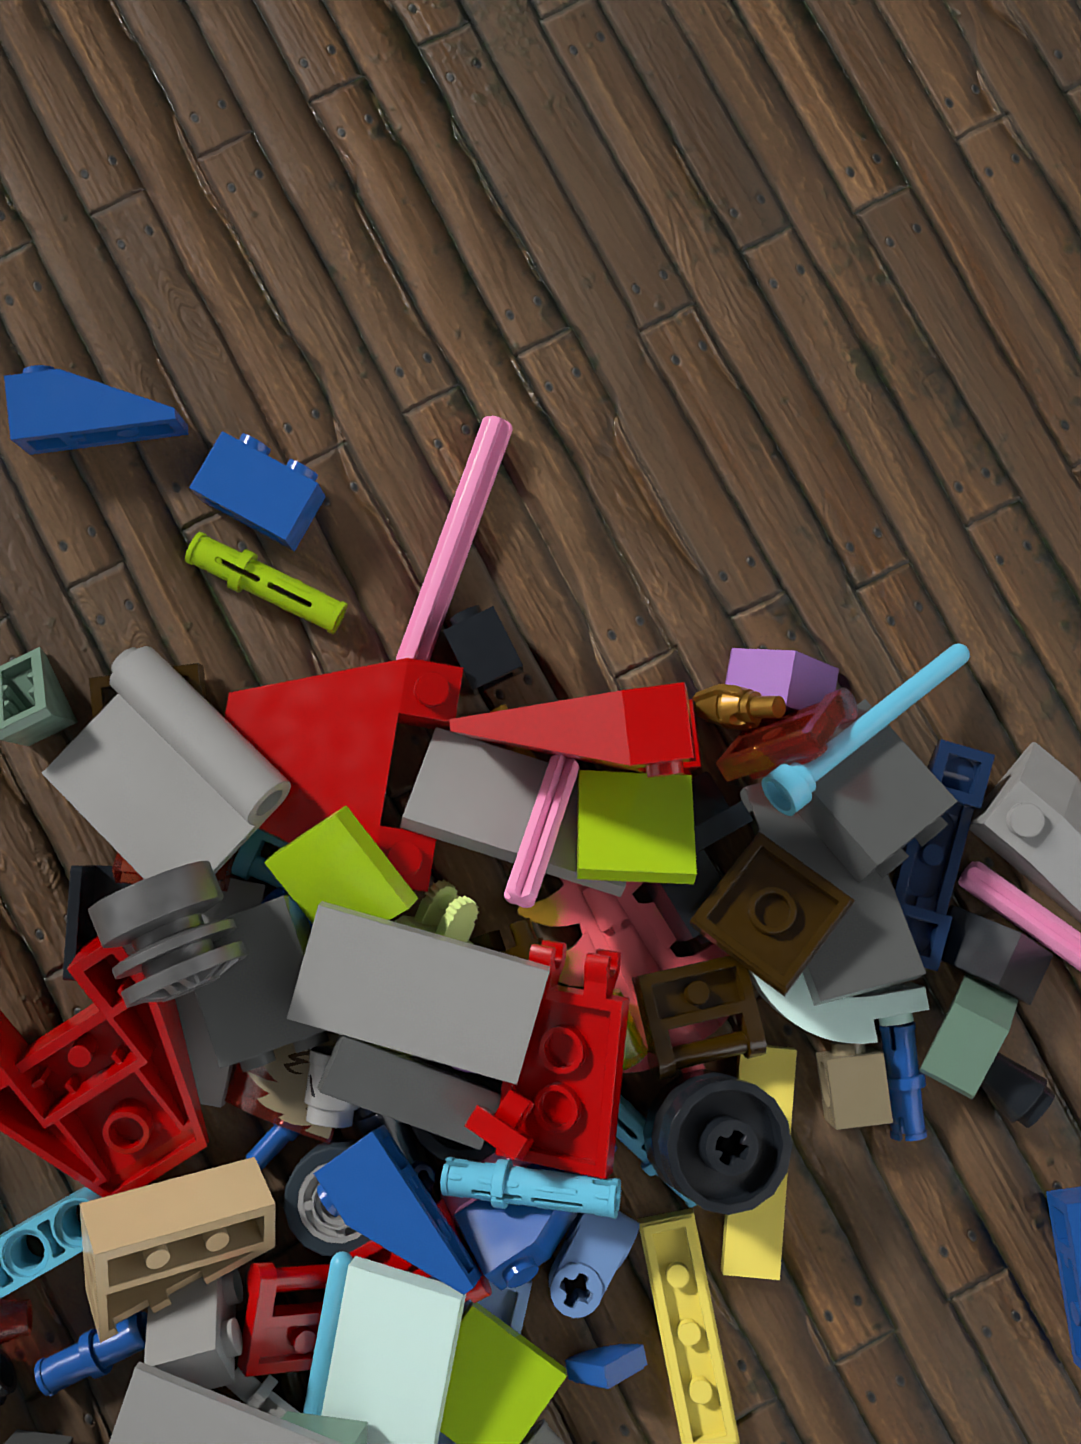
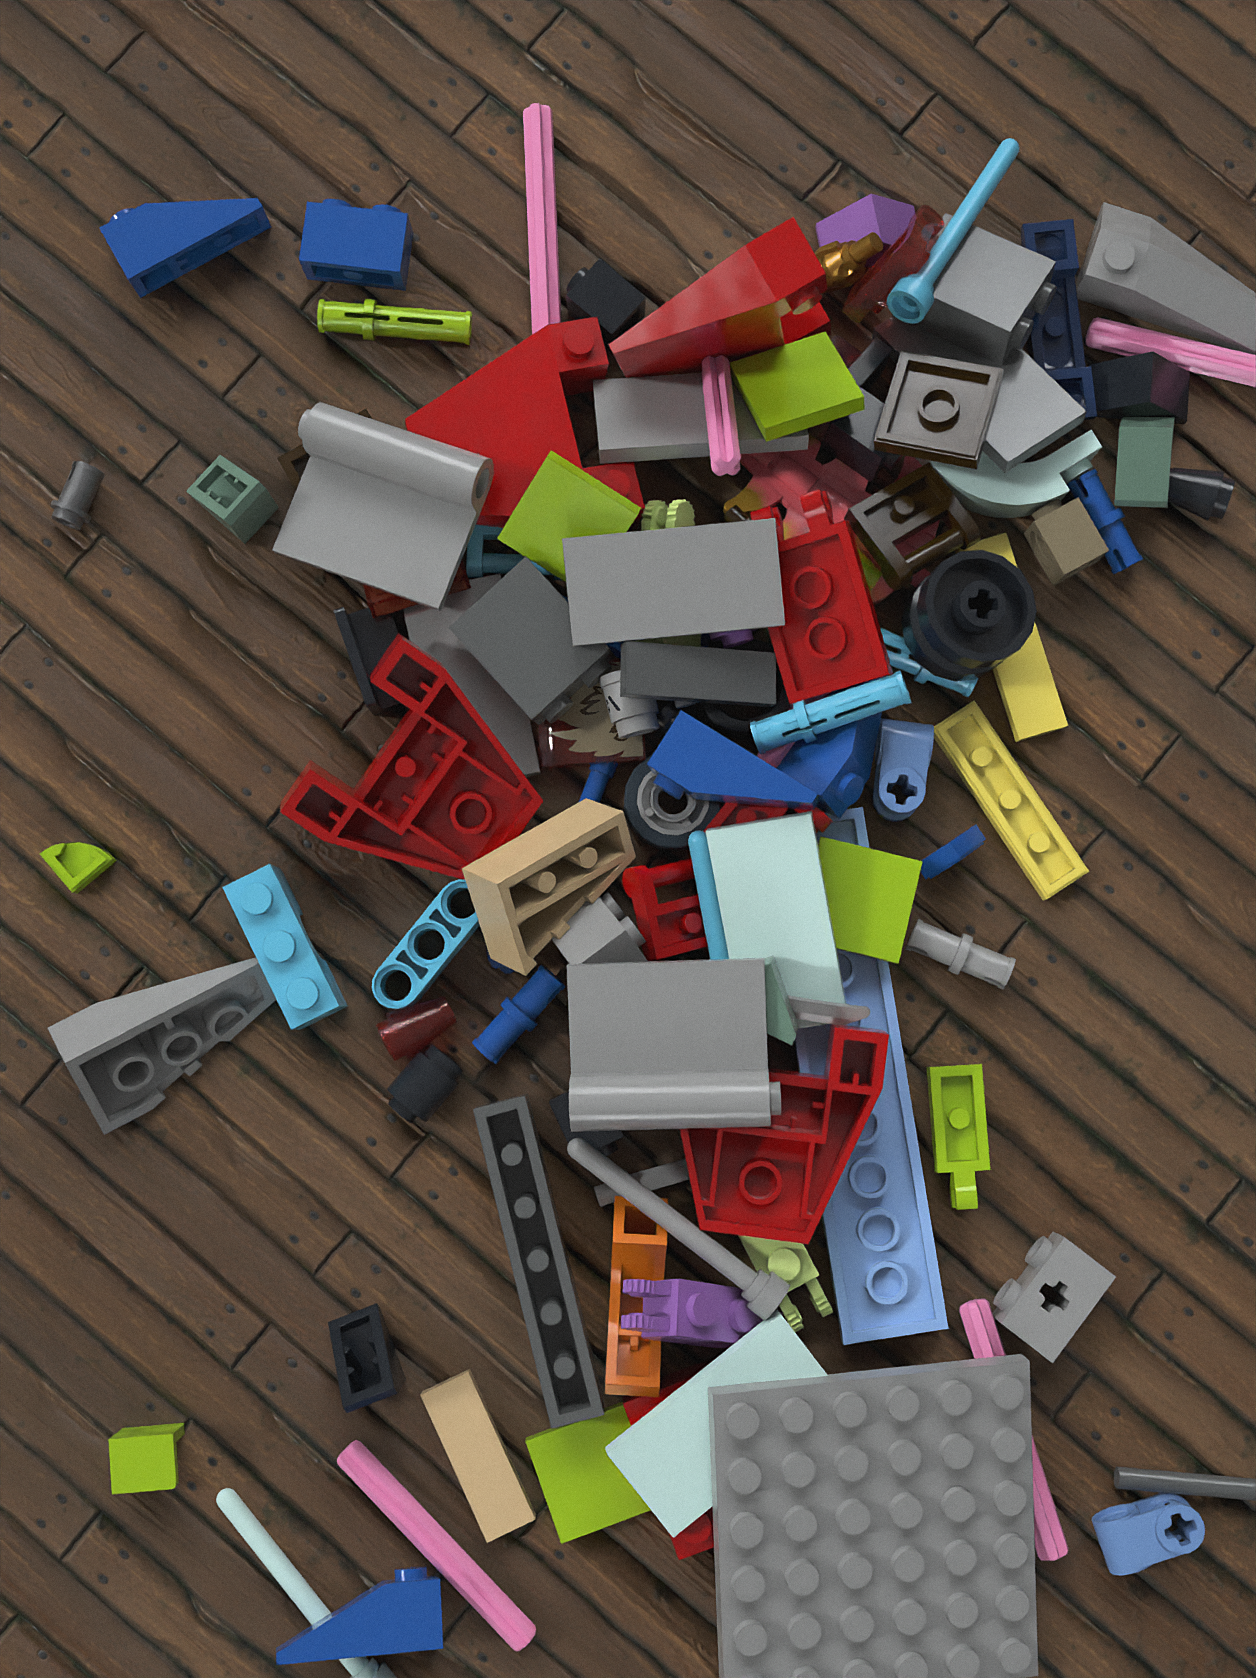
camera: 20 degrees left, 0 degrees up
(167, 933) = (444, 606): flat silver wheel -> none
(502, 1127) = (789, 665): red tile -> none

